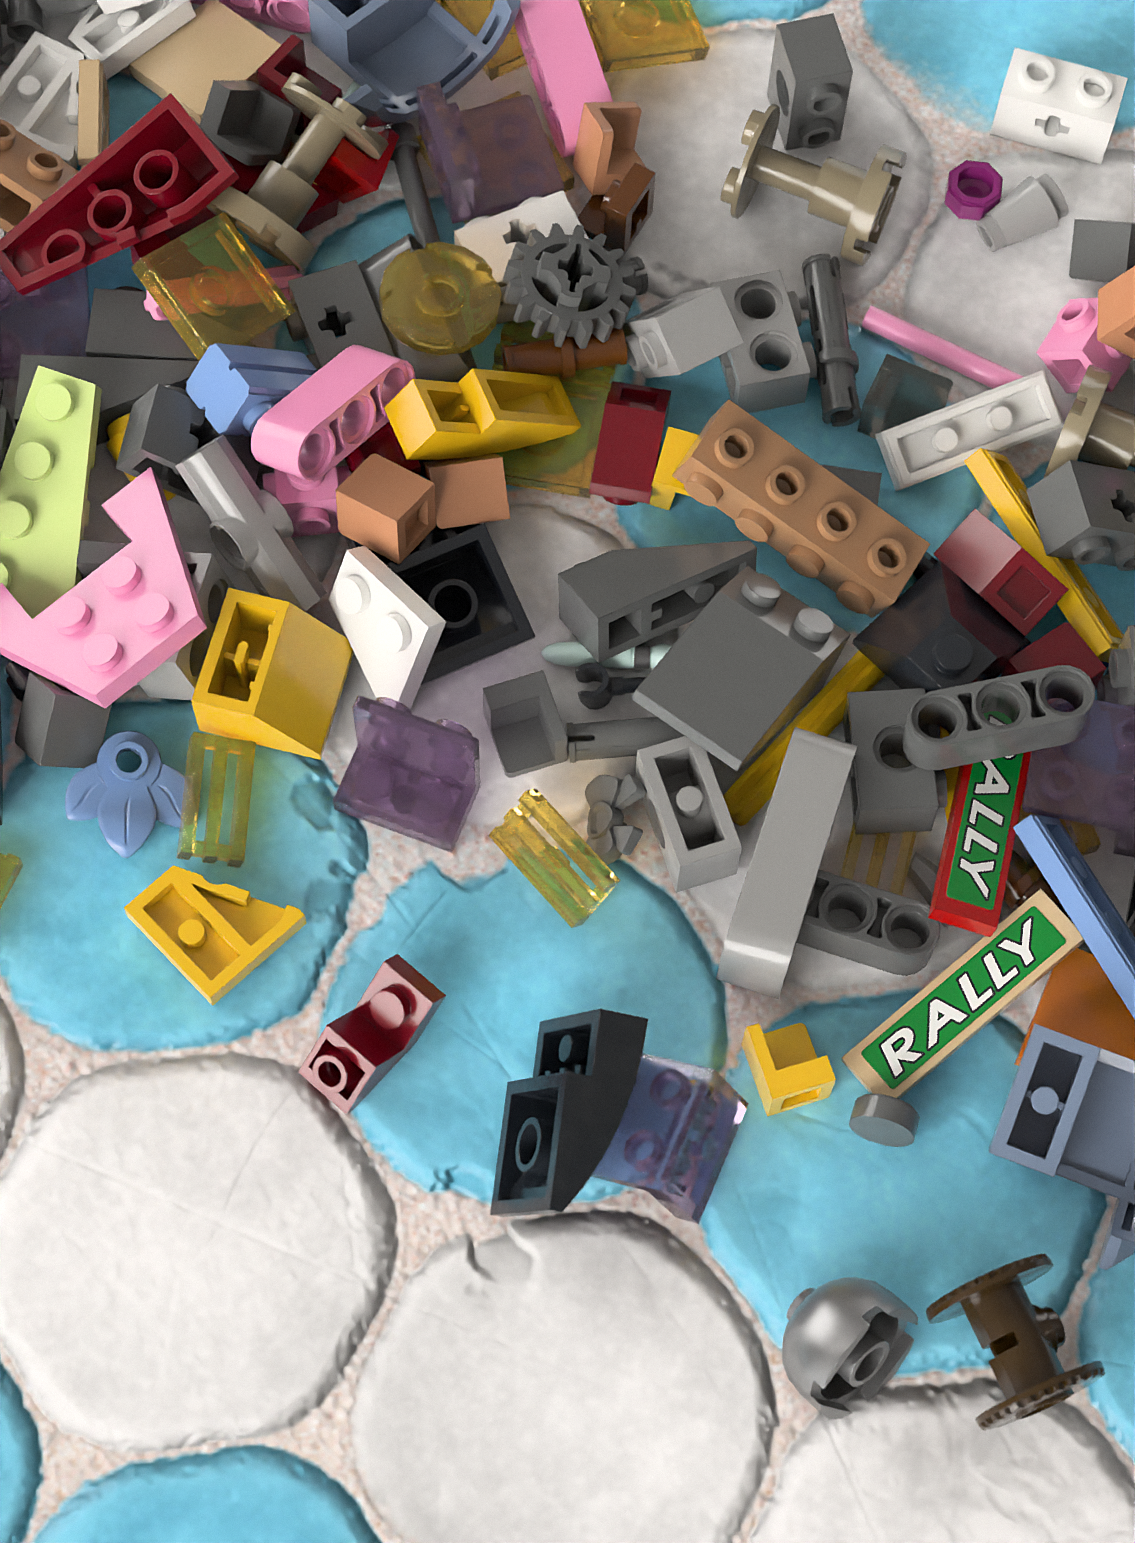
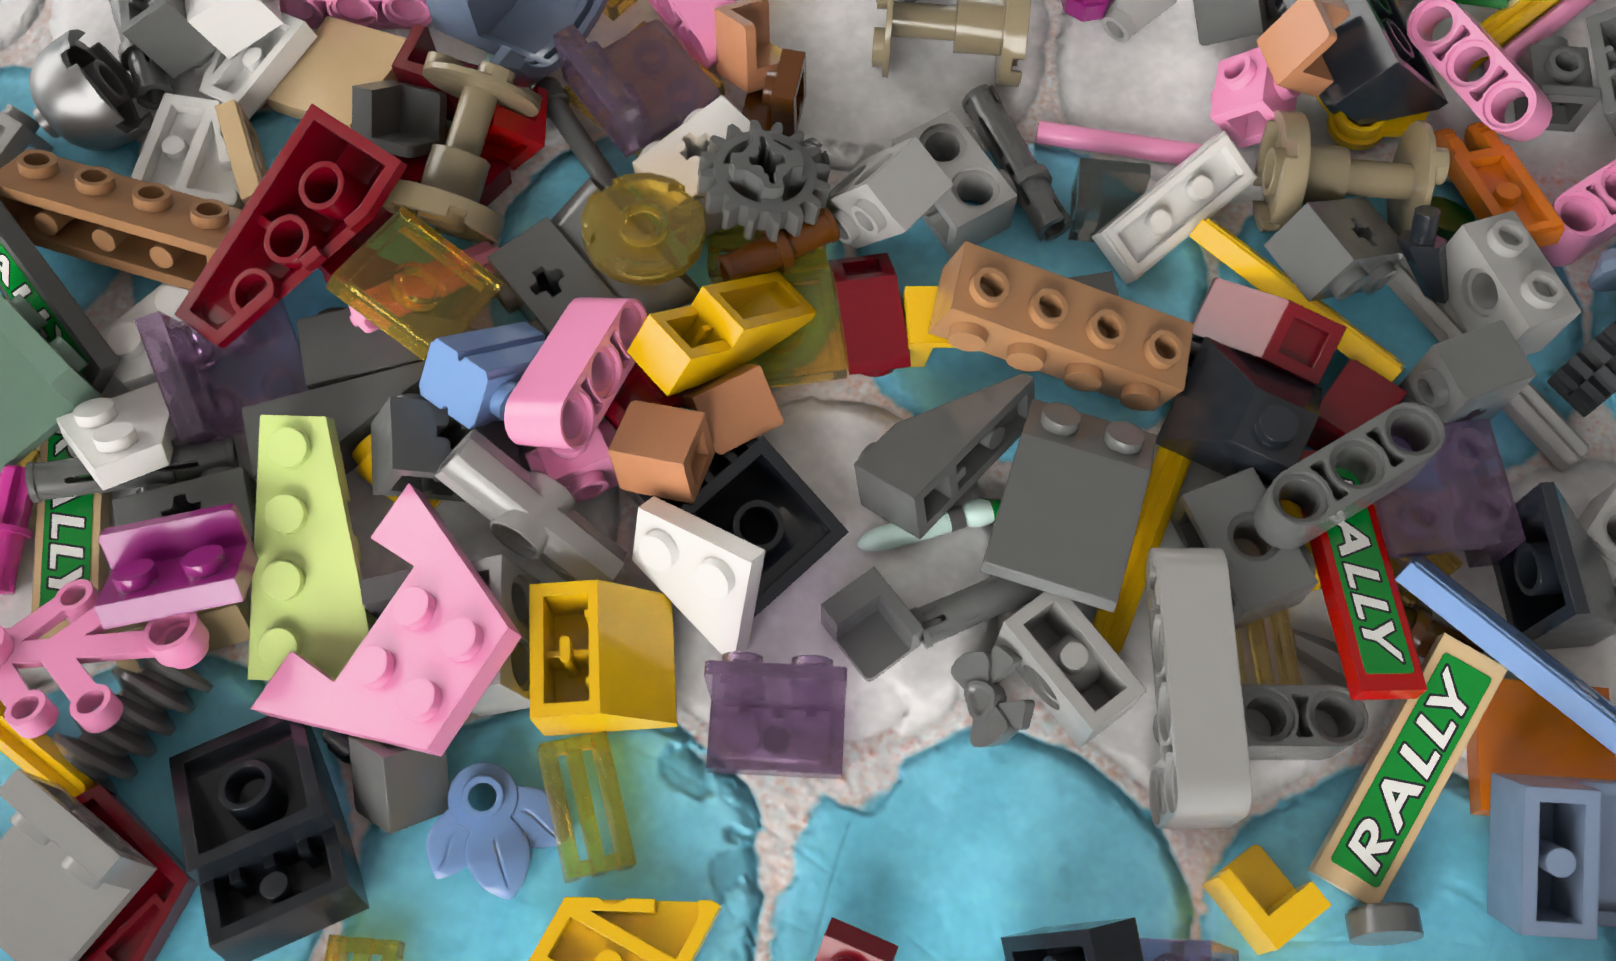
camera: 15 degrees left, 0 degrees up
(546, 865) = (945, 764): clear yellow tile -> none
(610, 685) = (940, 555): black hand -> none

